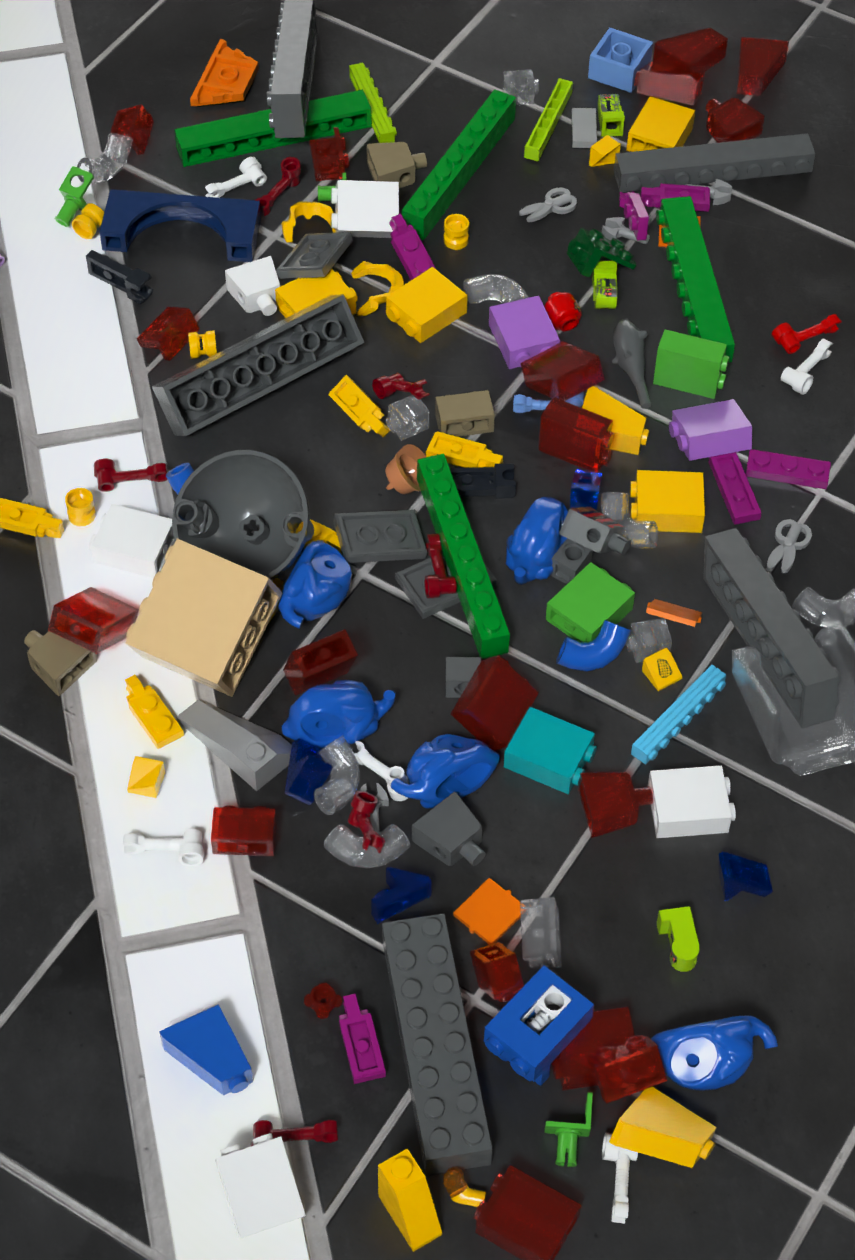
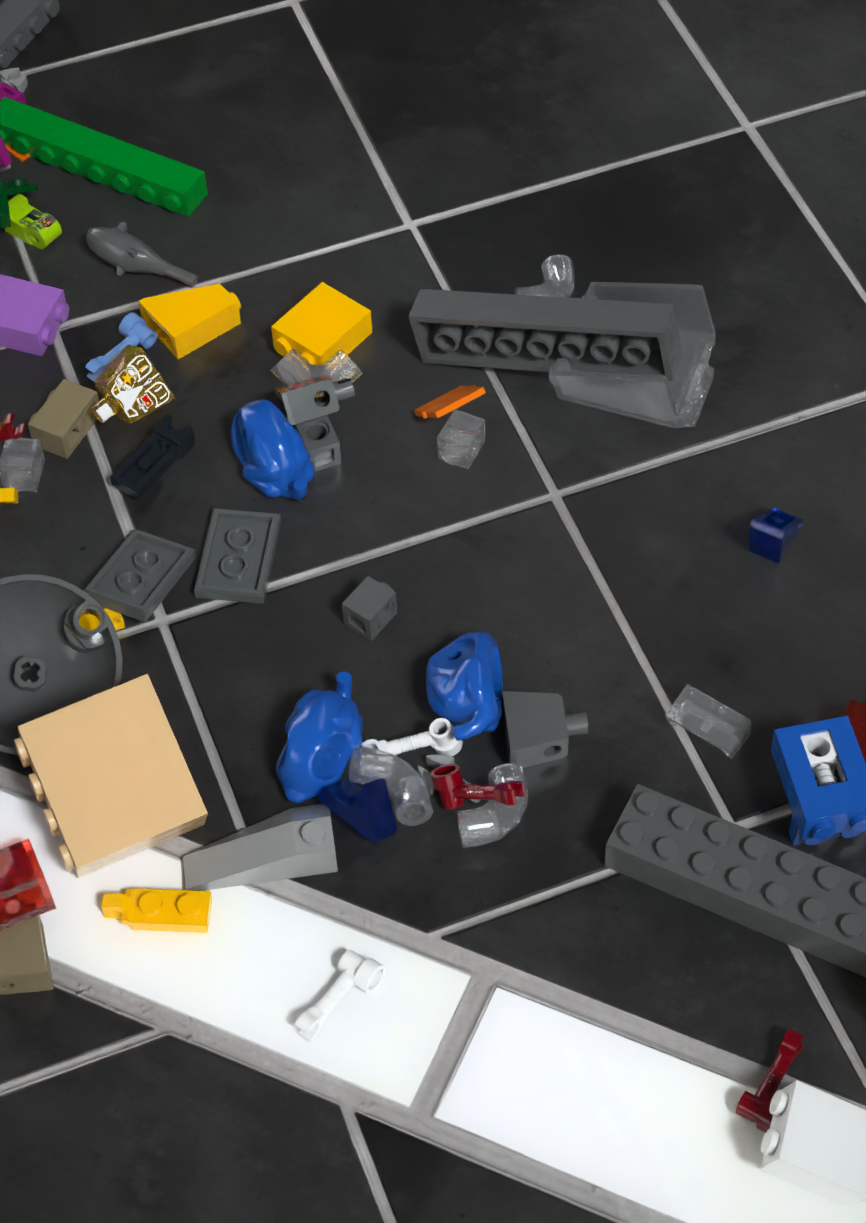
camera: 50 degrees left, 0 degrees up
(146, 777) = (238, 961): yellow slope -> none
(209, 1050) = (624, 1097): blue slope -> none
(243, 831) = (384, 908): clear red brick -> none
(315, 584) = (158, 650): blue piece -> none
(319, 992) = (637, 947): clear red plate -> none
(320, 662) = (256, 710): clear red brick -> none
(360, 1042) = (711, 952): magenta hinge -> none
(403, 470) = (87, 506): nougat piece -> none
(405, 891) = (568, 807): clear blue slope -> none
(438, 583) = (246, 559): dark red brick -> none
(462, 451) = (106, 448): yellow hinge -> none
(463, 557) = (236, 517): green brick -> none
(489, 911) = (646, 753): orange piece -> none
(494, 702) = (430, 596): clear red brick -> none
(497, 971) = (735, 779): clear red brick -> none
(513, 430) = (130, 387): none -> clear yellow torso
(549, 750) = (514, 590): teal brick -> none
(562, 371) = (102, 310): clear red brick -> none
(563, 311) = (26, 266): red head -> none
(576, 435) = (188, 344): clear red brick -> none
(585, 489) = (249, 377): clear blue slope -> none
(587, 602) = (381, 460): bright green brick -> none
(594, 654) = (439, 486): blue cylinder -> none
(611, 801) = (609, 579): clear red torso -> none
(661, 669) = (498, 452): yellow slope -> none
(678, 715) = (558, 471): medium azure piece -> none
(682, 937) = (799, 617): lime leg -> none
(690, 364) = (192, 215): bright green brick -> none
(691, 801) = (661, 519): white brick -> none
(711, 429) = (278, 248): medium lavender brick -> none
(735, 488) = (351, 275): magenta plate -> none
(788, 469) = (366, 228): magenta plate -> none
(788, 546) = (450, 279): light grey piece -> none
(790, 339) = (230, 136): red brick -> none
(799, 378) = (276, 157): white brick -> none

